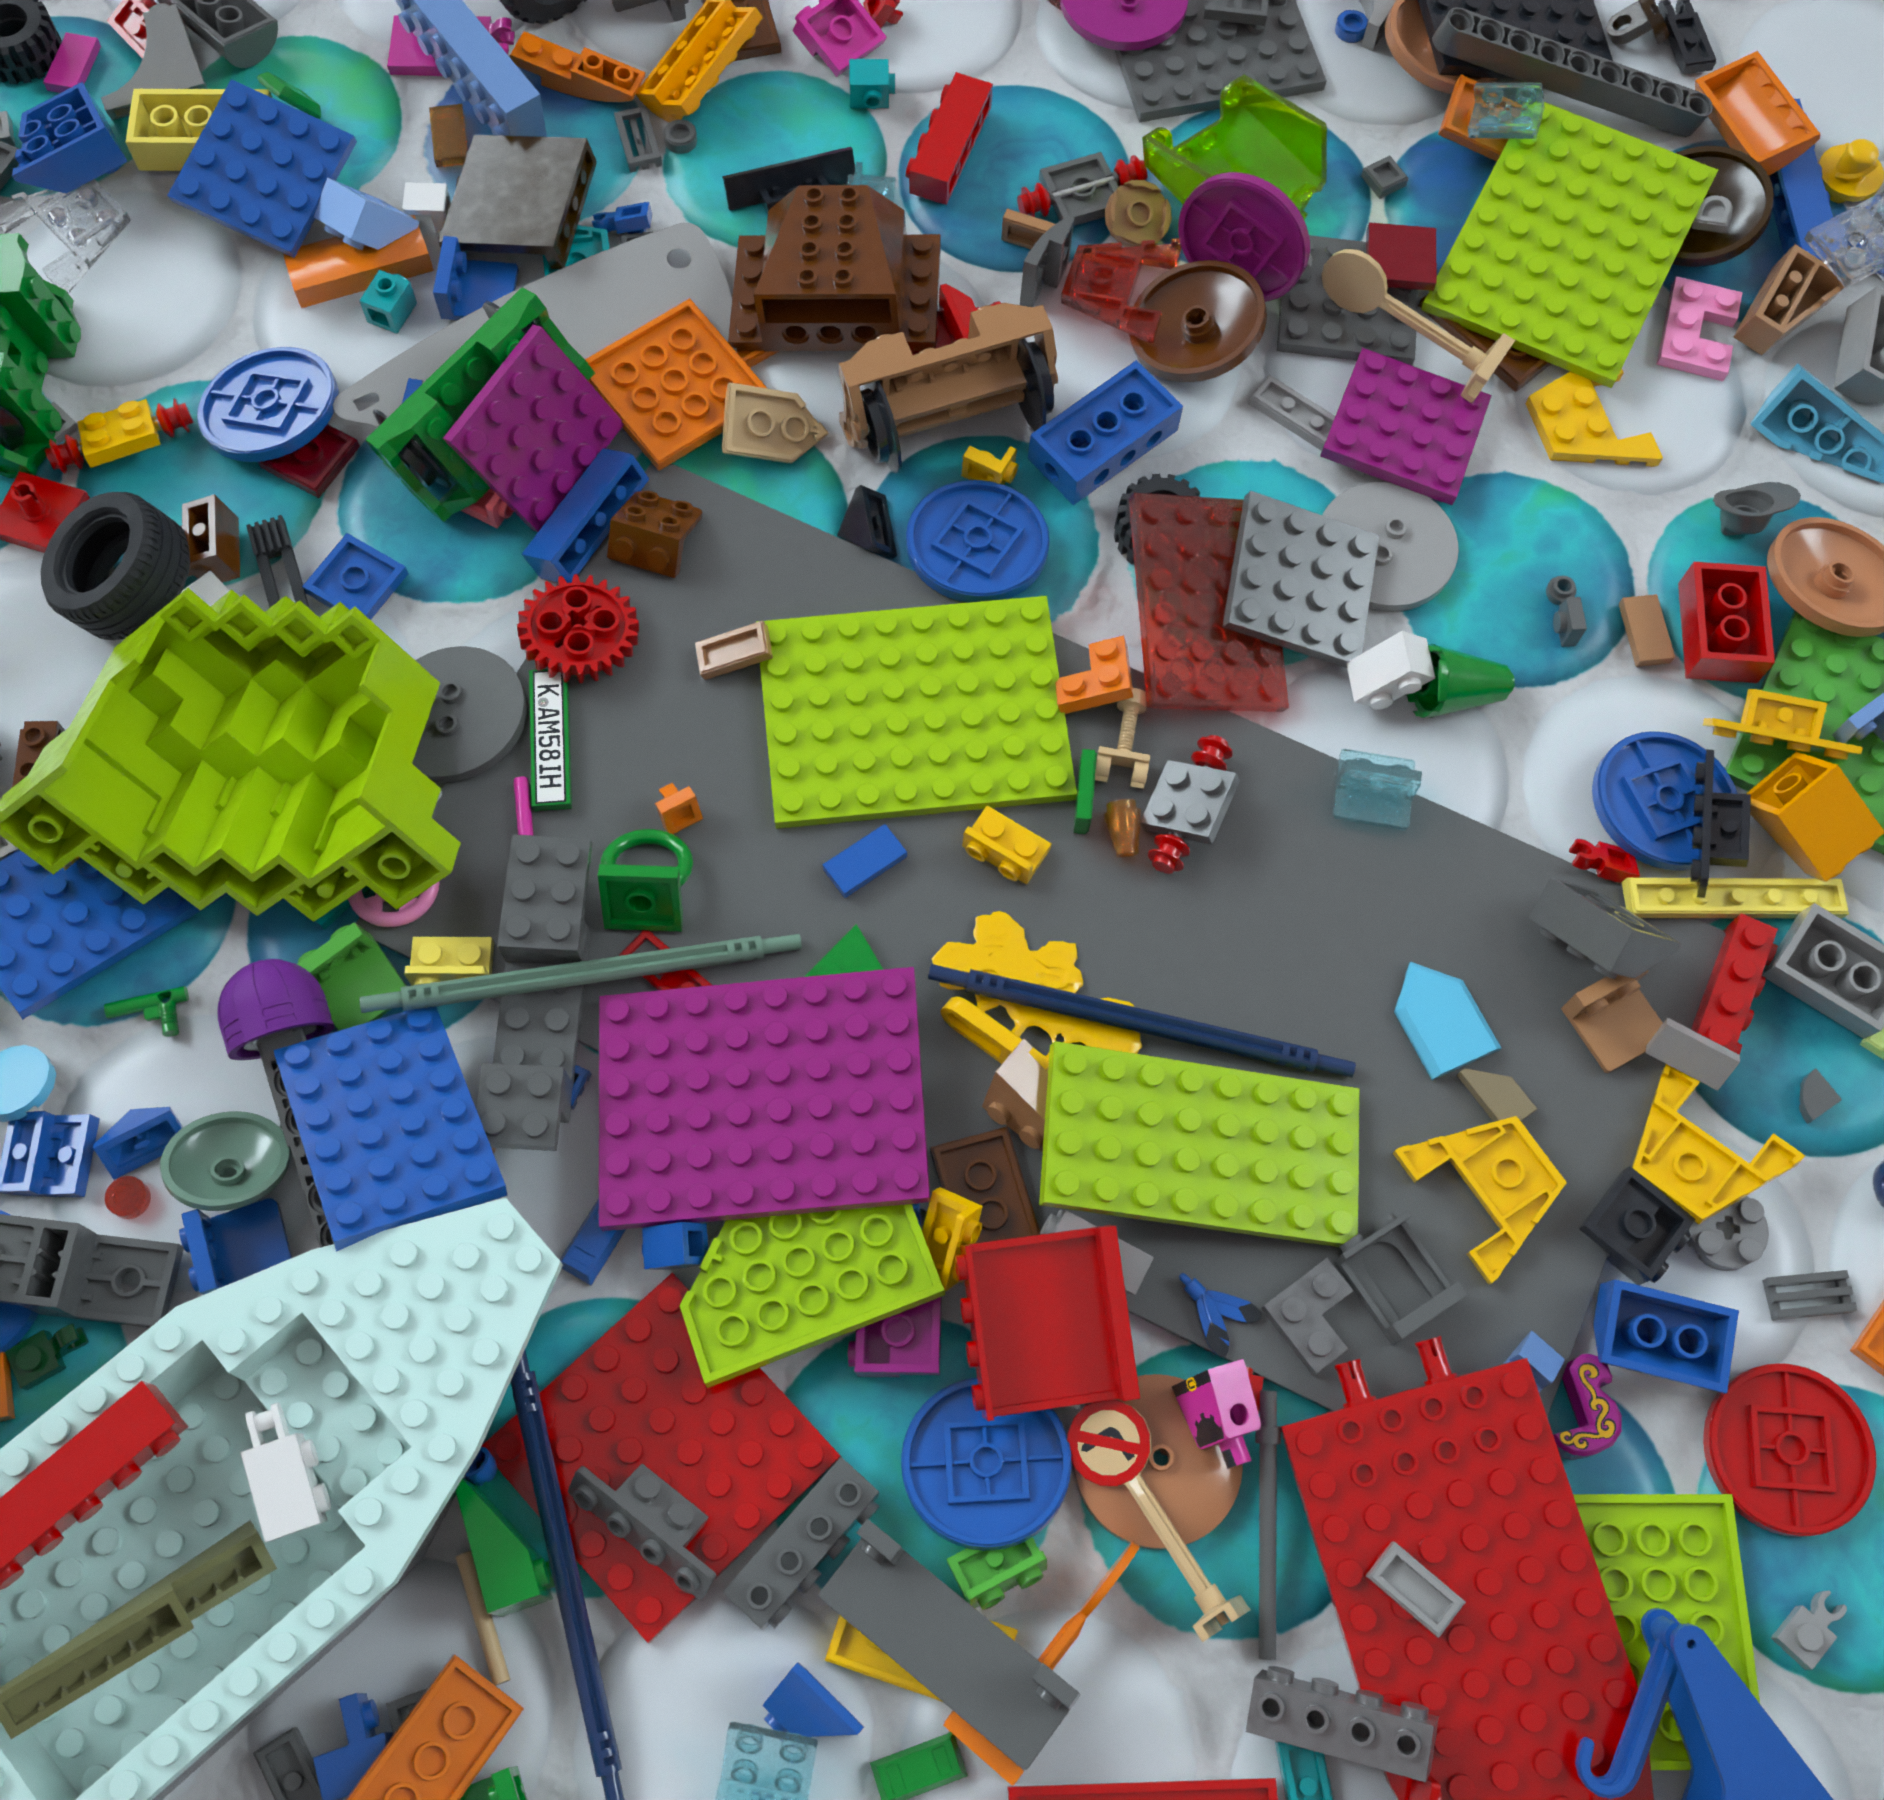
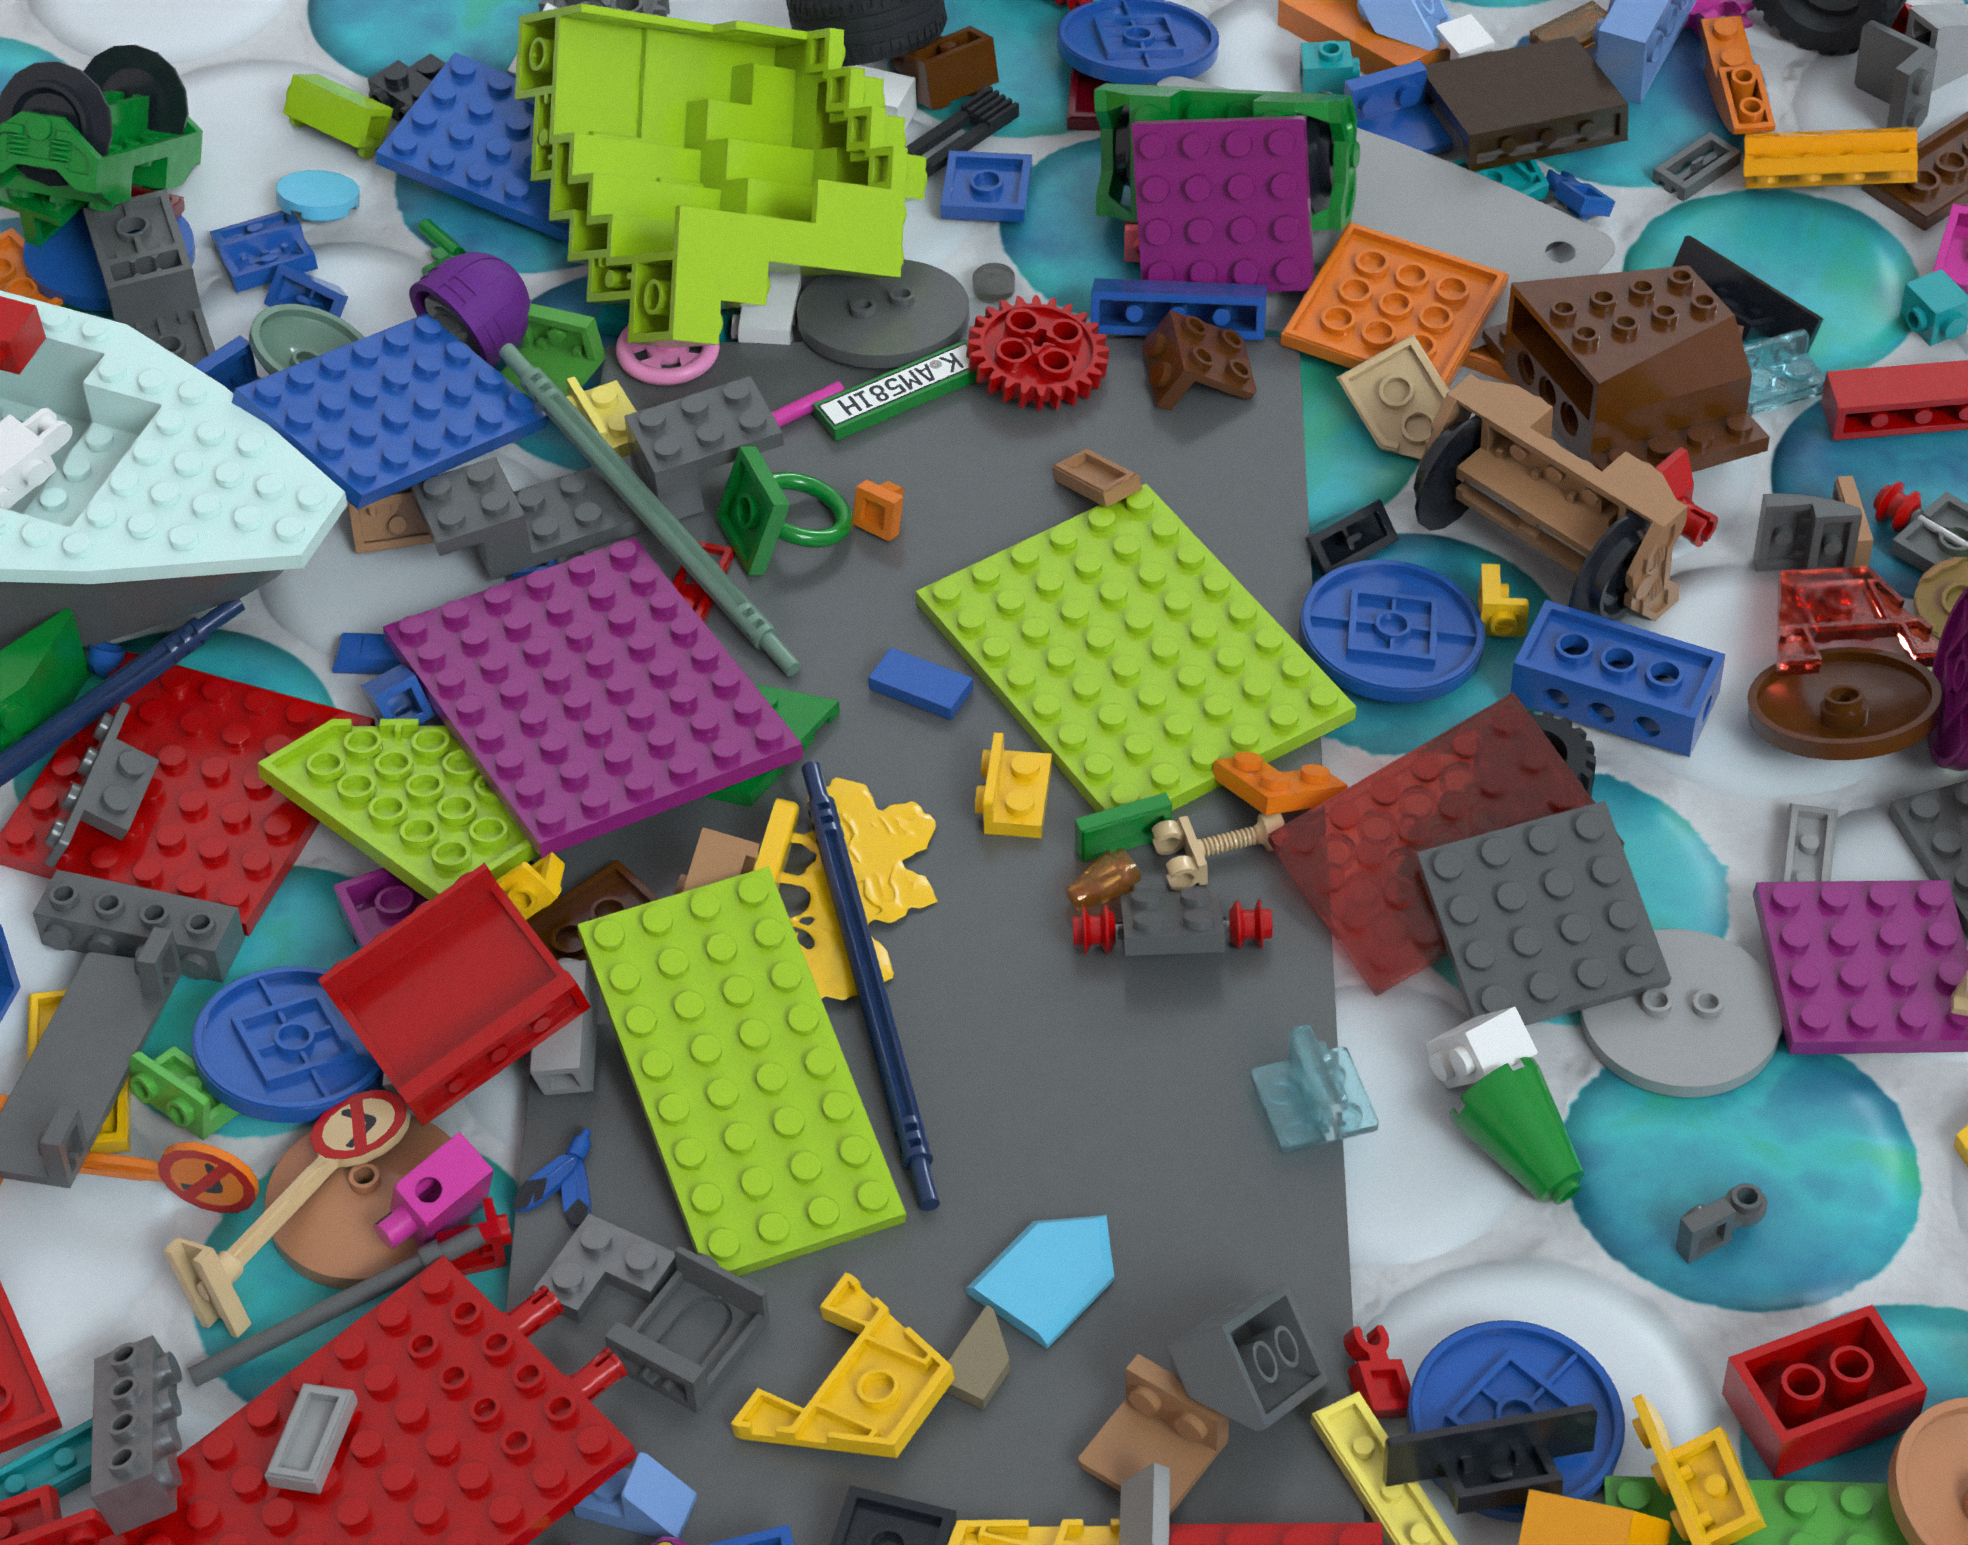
camera: 70 degrees right, 20 degrees down
(127, 1197) = (243, 314): clear red tile -> none
(461, 624) = (993, 282): none -> clear smoke tile
(680, 136) = (1730, 196): dark grey tile -> none
(1646, 630) = (1762, 1320): medium nougat tile -> none

